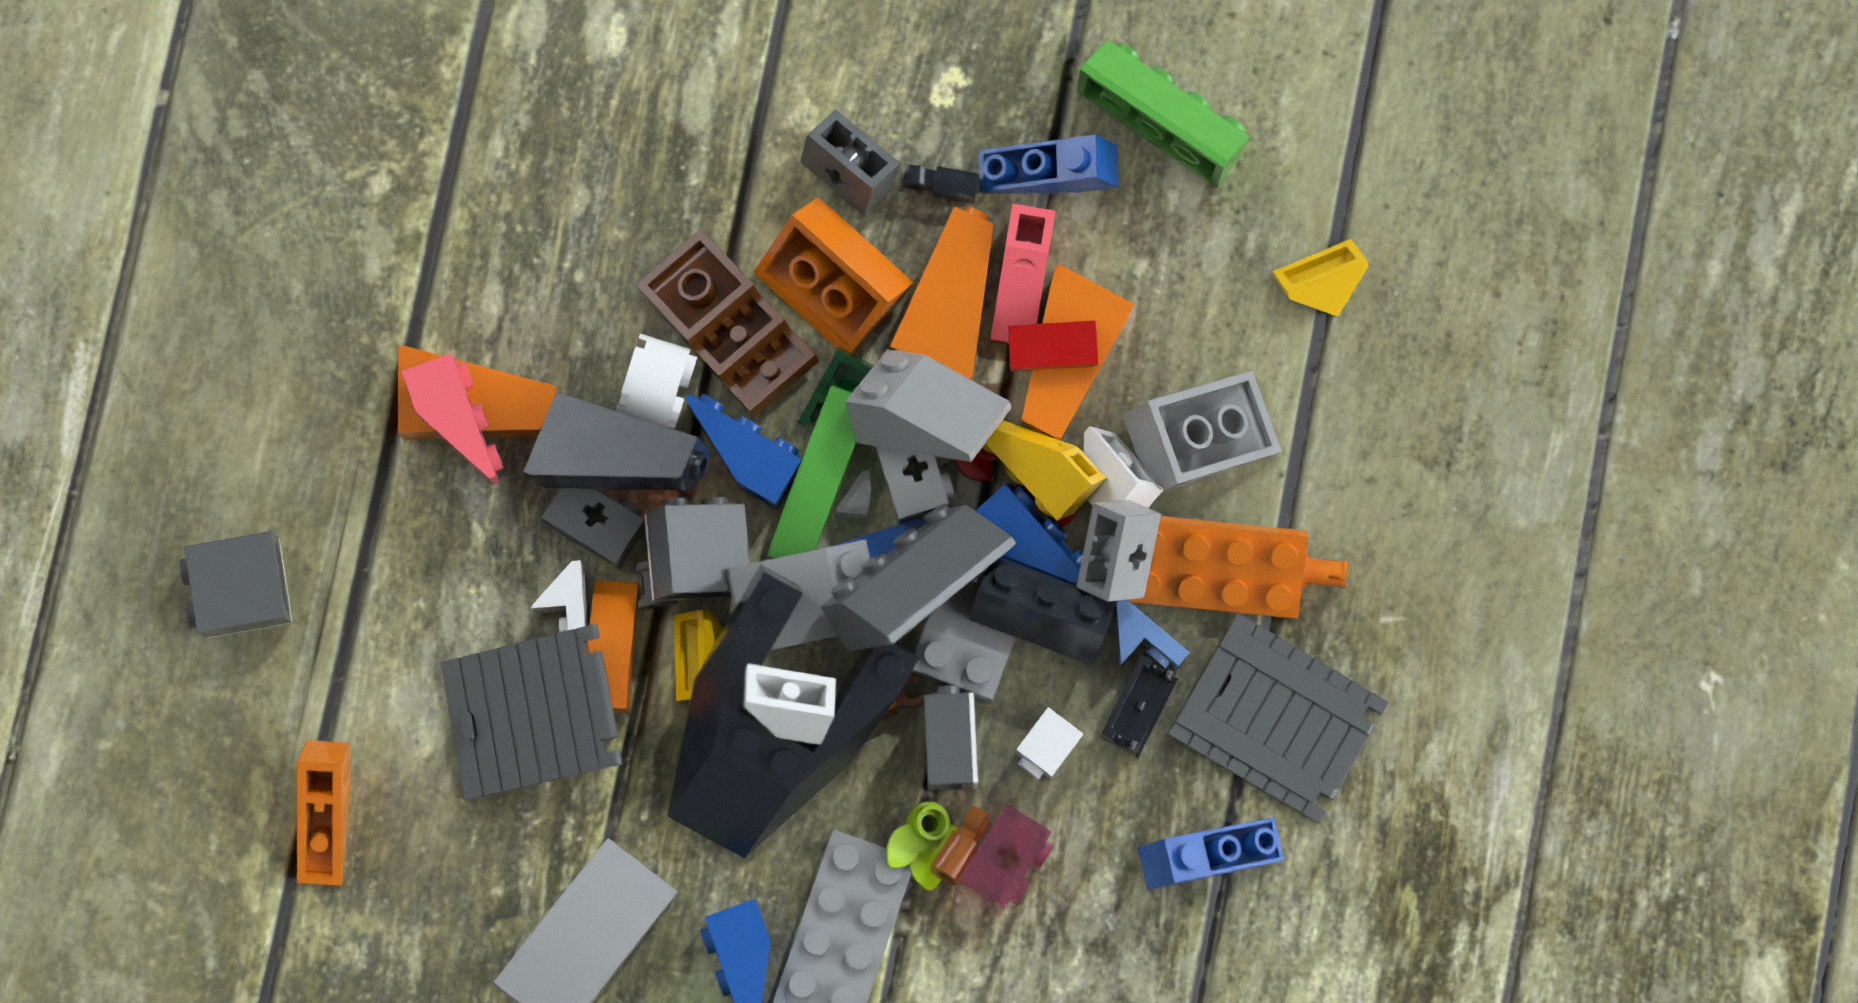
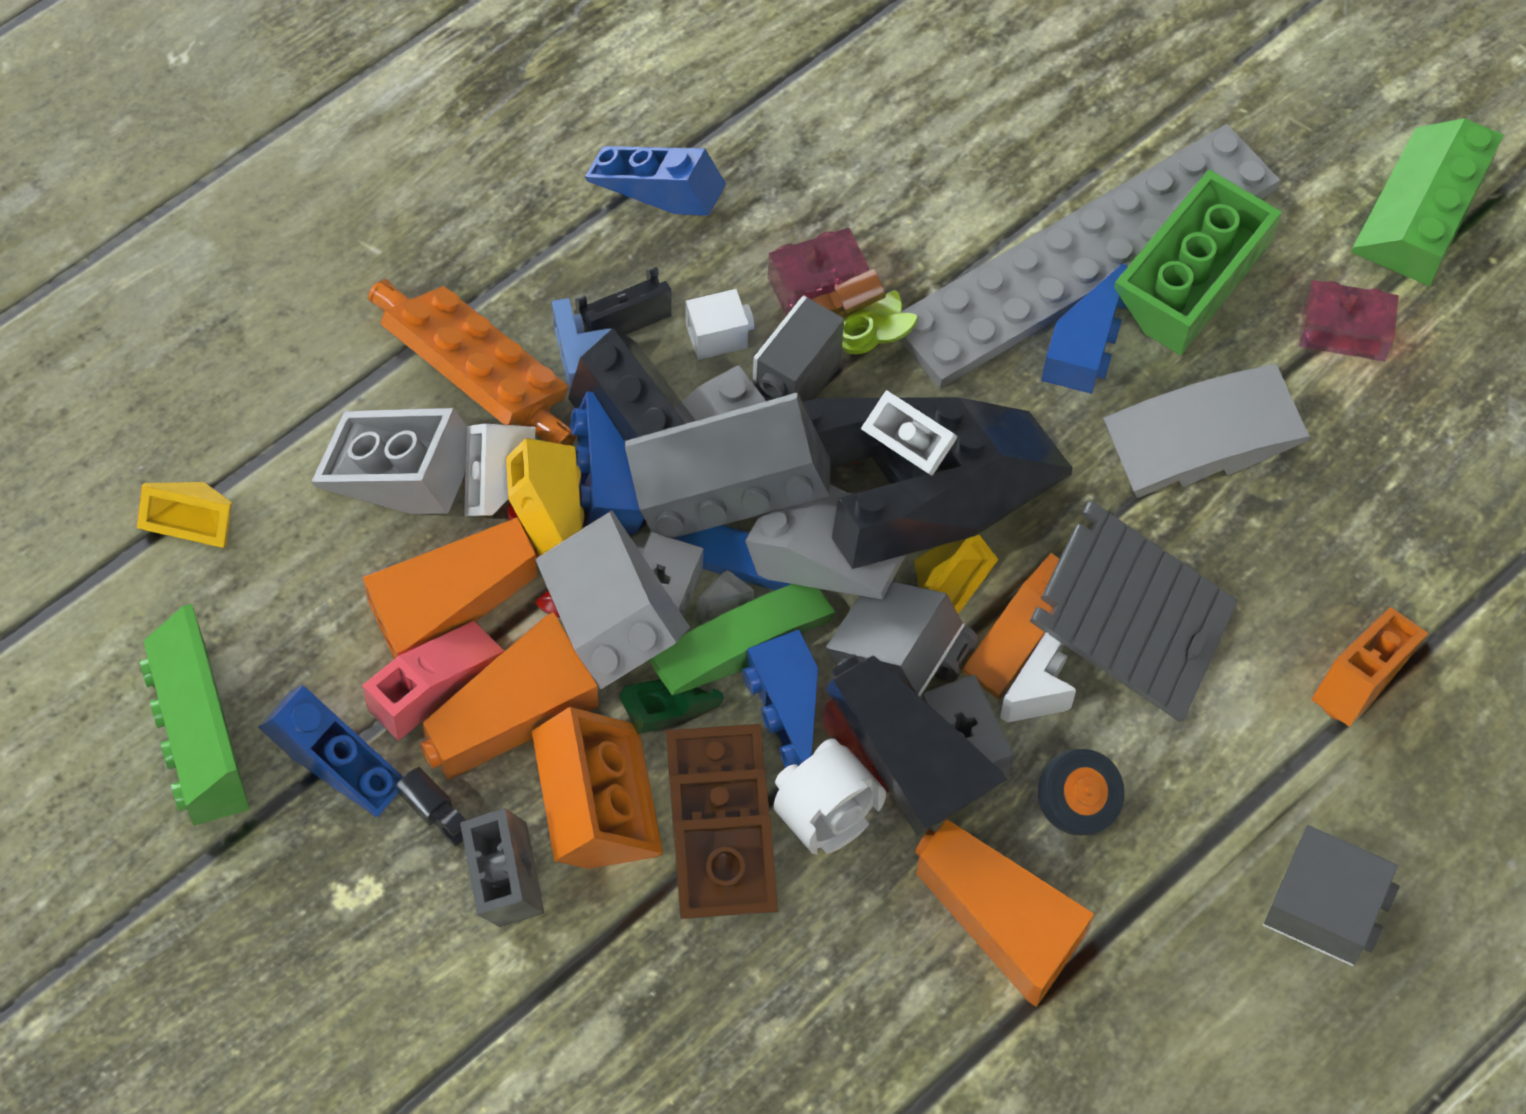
camera: 145 degrees left, 20 degrees down
(443, 403) = (1039, 888): coral slope -> none
(475, 534) = (1081, 792): none -> black wheel
(1053, 345) = (460, 585): red tile -> none
(1118, 550) = (546, 383): light grey brick -> none
(1280, 718) = (522, 236): dark grey door -> none

